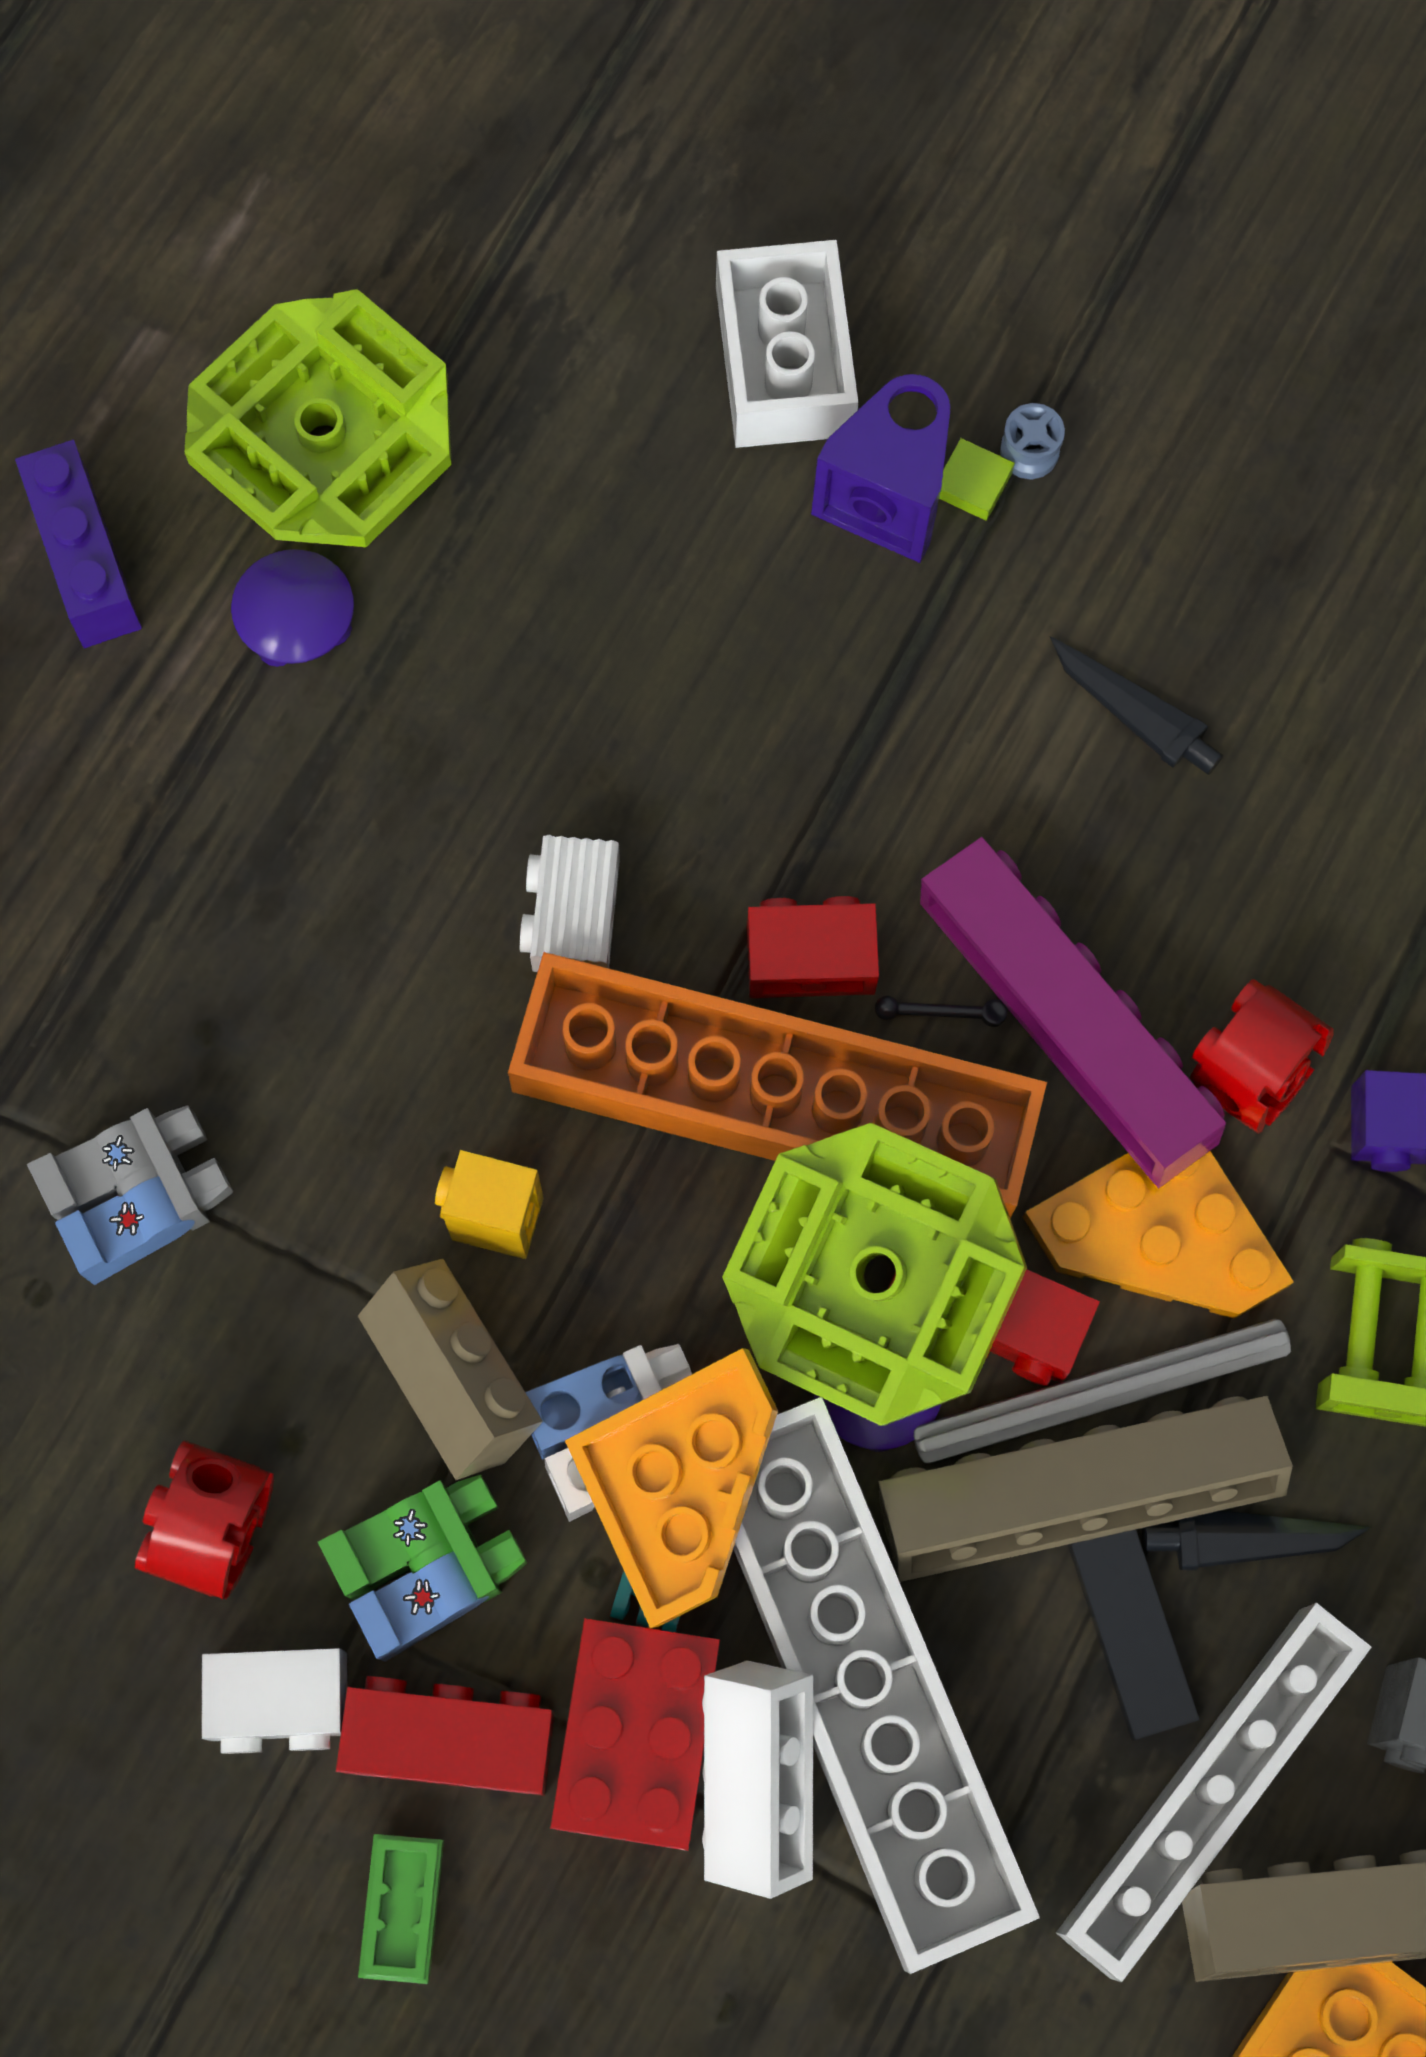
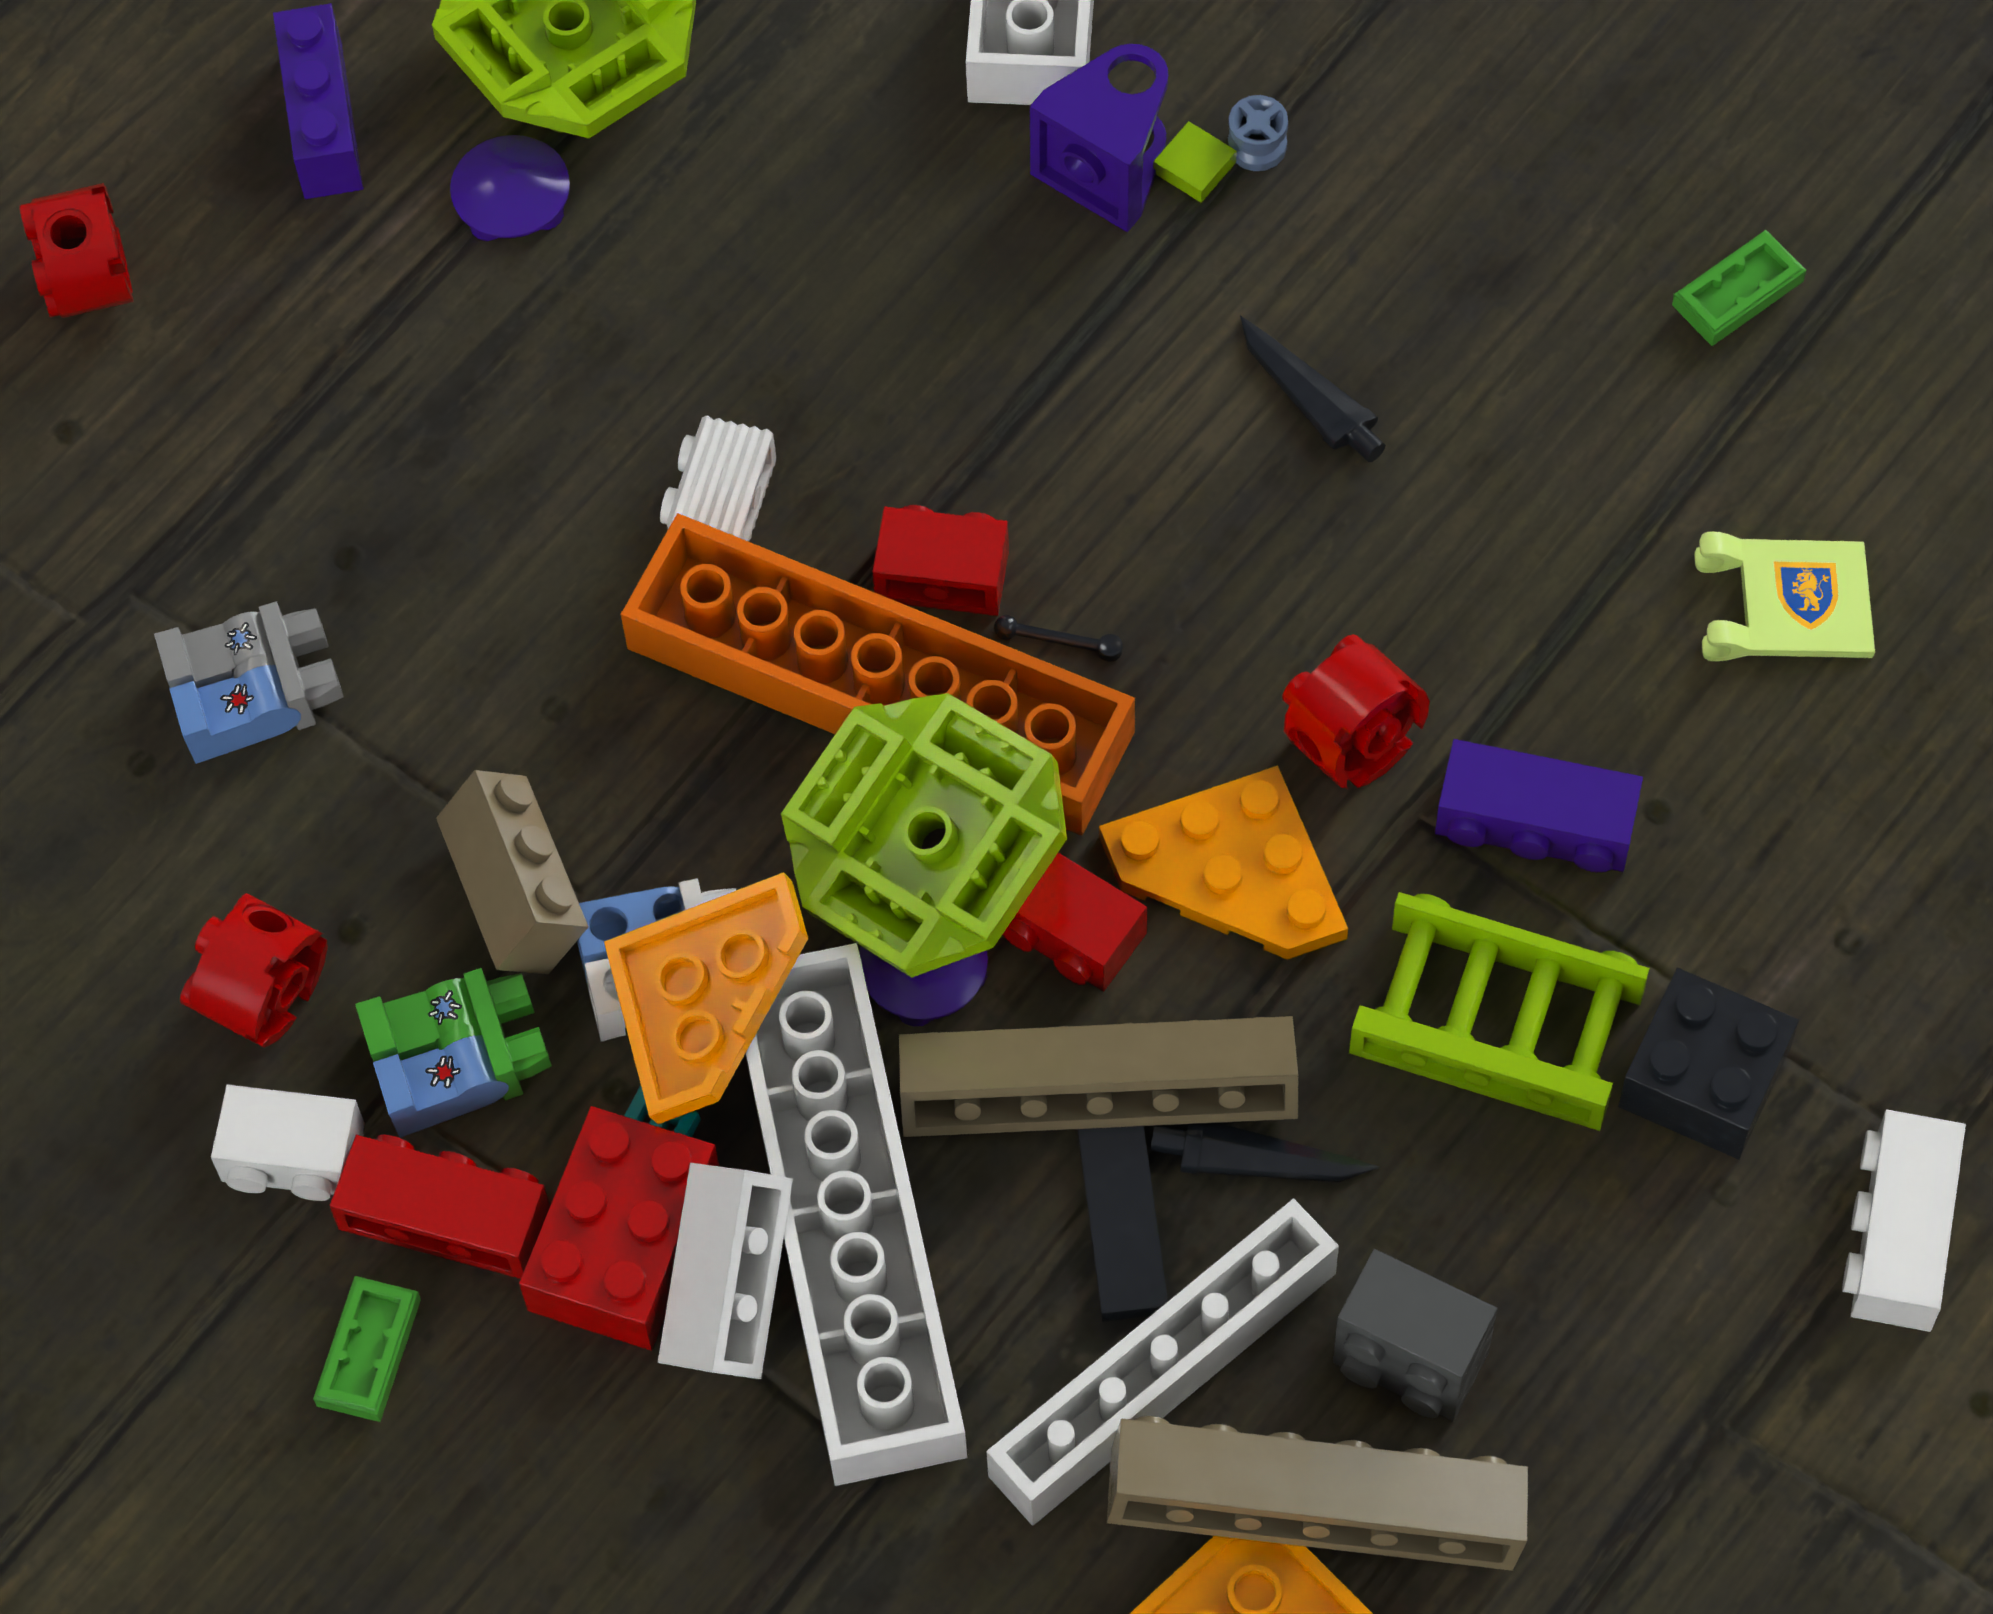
camera: 15 degrees right, 10 degrees down
(490, 1203) = (582, 733): yellow brick -> none
(1073, 1012) = (1180, 648): magenta brick -> none
(1101, 1391) = (1145, 998): light grey axle -> none

